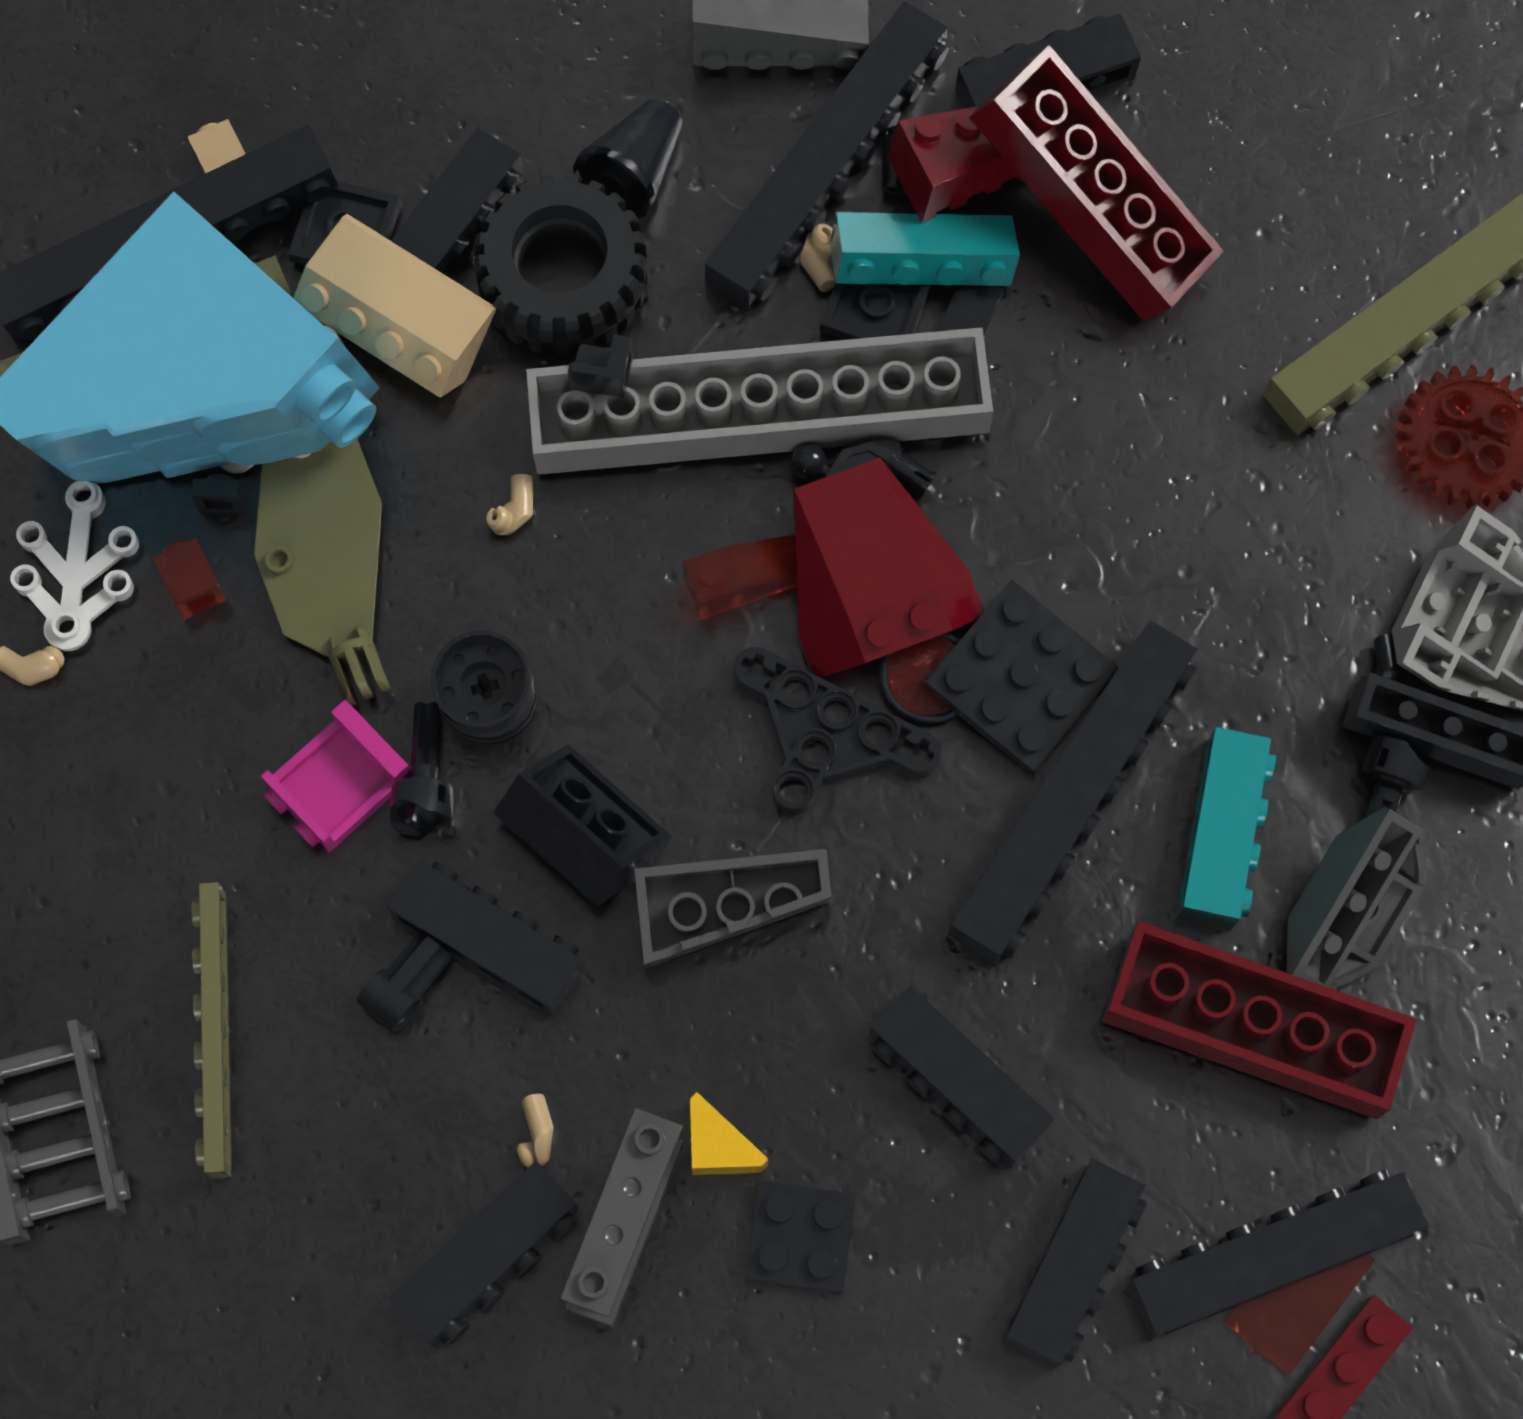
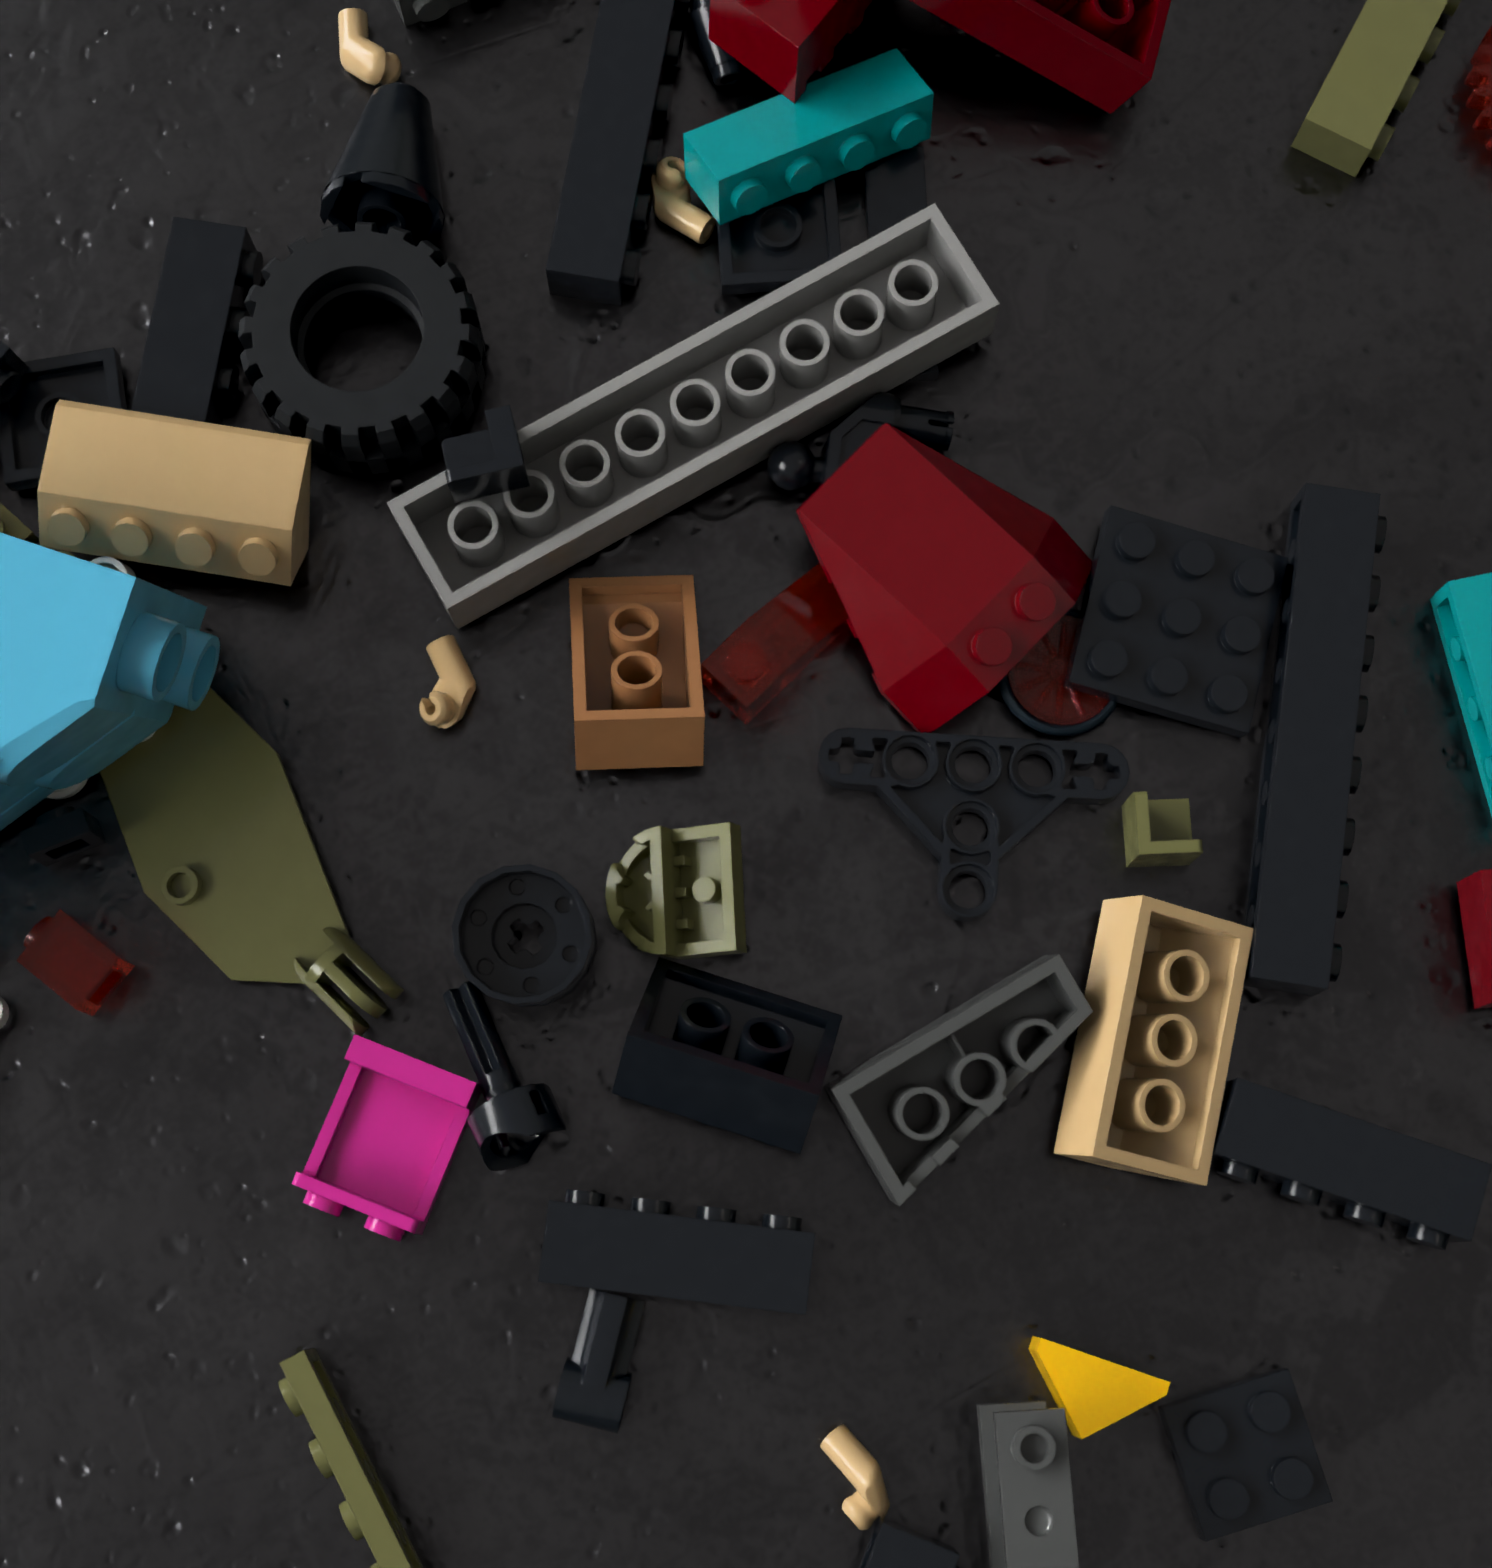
camera: 25 degrees left, 5 degrees up
(602, 706) = (681, 892): none -> olive slope
(639, 552) = (636, 672): none -> medium nougat slope
(653, 73) = (360, 55): none -> tan arm
(868, 939) = (1158, 1040): none -> tan slope
(940, 809) = (1158, 832): none -> olive panel

